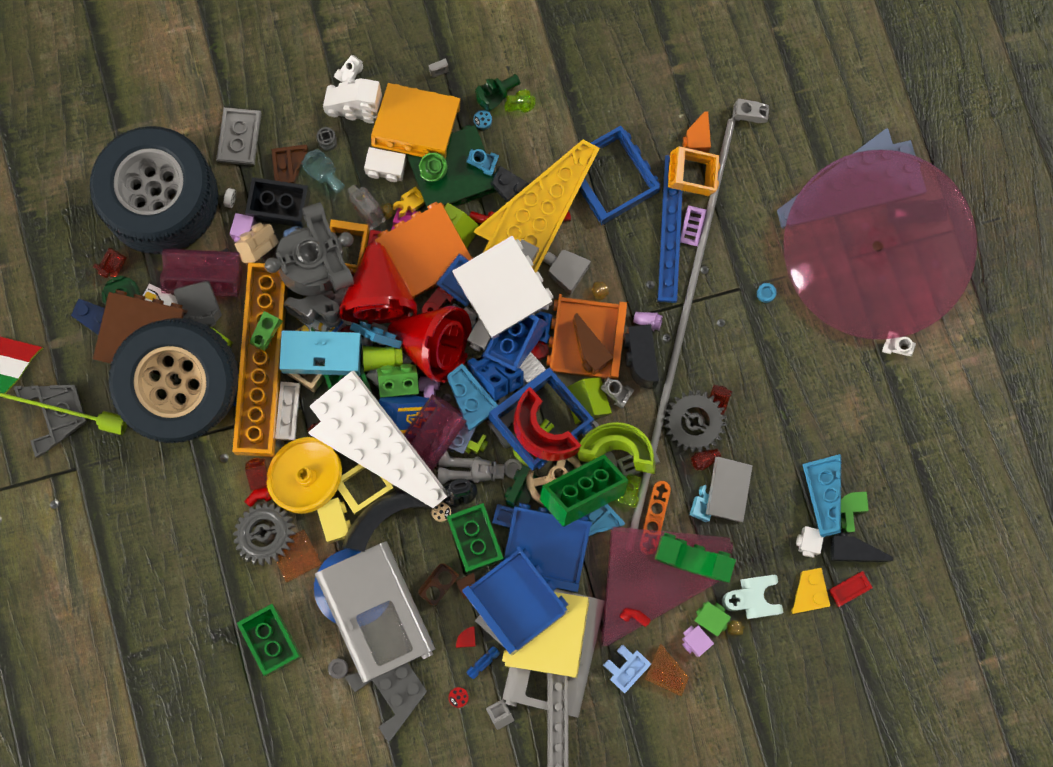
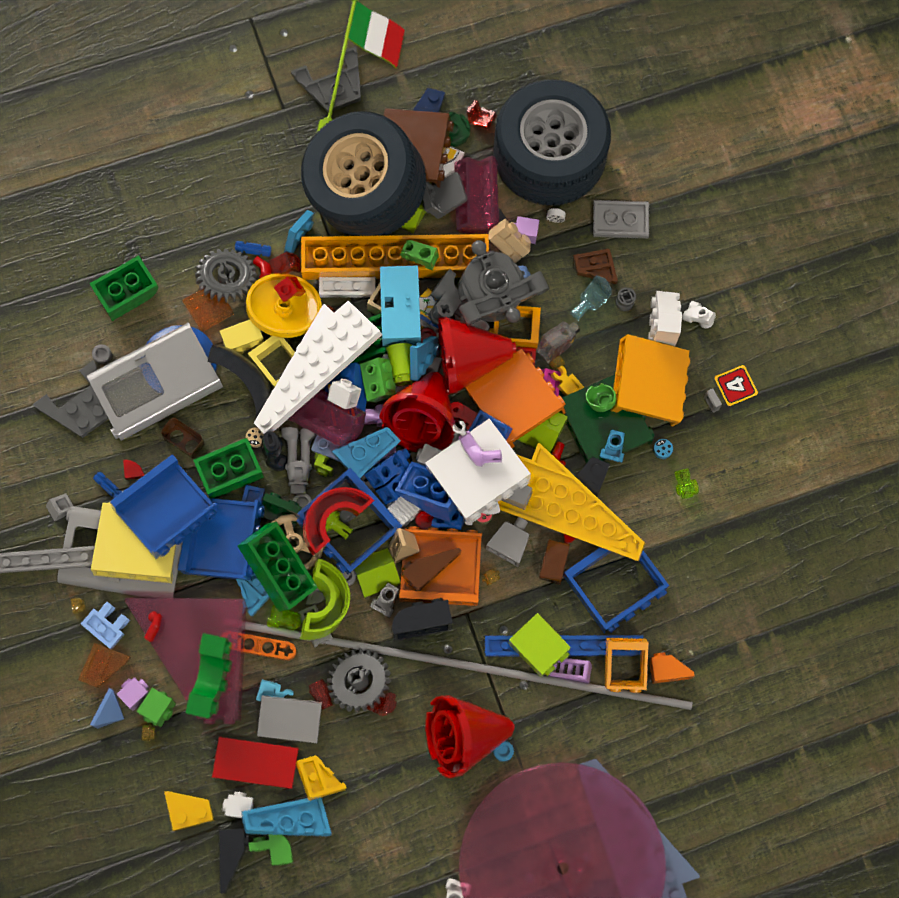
camera: 85 degrees right, 5 degrees down
(226, 456) = (298, 230): none -> dark azure wing
(235, 506) = (252, 248): none -> blue axle
(277, 202) = (555, 256): black brick -> none
(287, 467) = (288, 288): none -> red bracket
(385, 164) = (604, 355): white brick -> none
(411, 414) = (344, 394): none -> white brick
(422, 46) = (736, 385): none -> sticker
(458, 697) = (76, 466): red tile -> none
(464, 582) = (187, 465): reddish brown tile -> none
(486, 286) = (474, 451): none -> lavender arm
(494, 91) = (693, 456): dark green piece -> none
(566, 370) = (403, 545): none -> tan slope
(590, 229) = (554, 562): none -> reddish brown piece
(604, 697) = (77, 606): none -> clear yellow hinge
(647, 318) = (463, 628): lavender cone -> none
(673, 248) = (539, 646): none -> lime brick
(713, 666) = (108, 711): none -> medium blue slope
(750, 111) = (701, 724): light grey leg -> none
(752, 598) = (178, 747): light aqua piece -> none
(756, 326) = (463, 734): none -> red cone
(768, 525) = (255, 763): none -> red tile
(786, 465) = (317, 778): none -> yellow wing
(850, 589) = (192, 852): red tile -> none

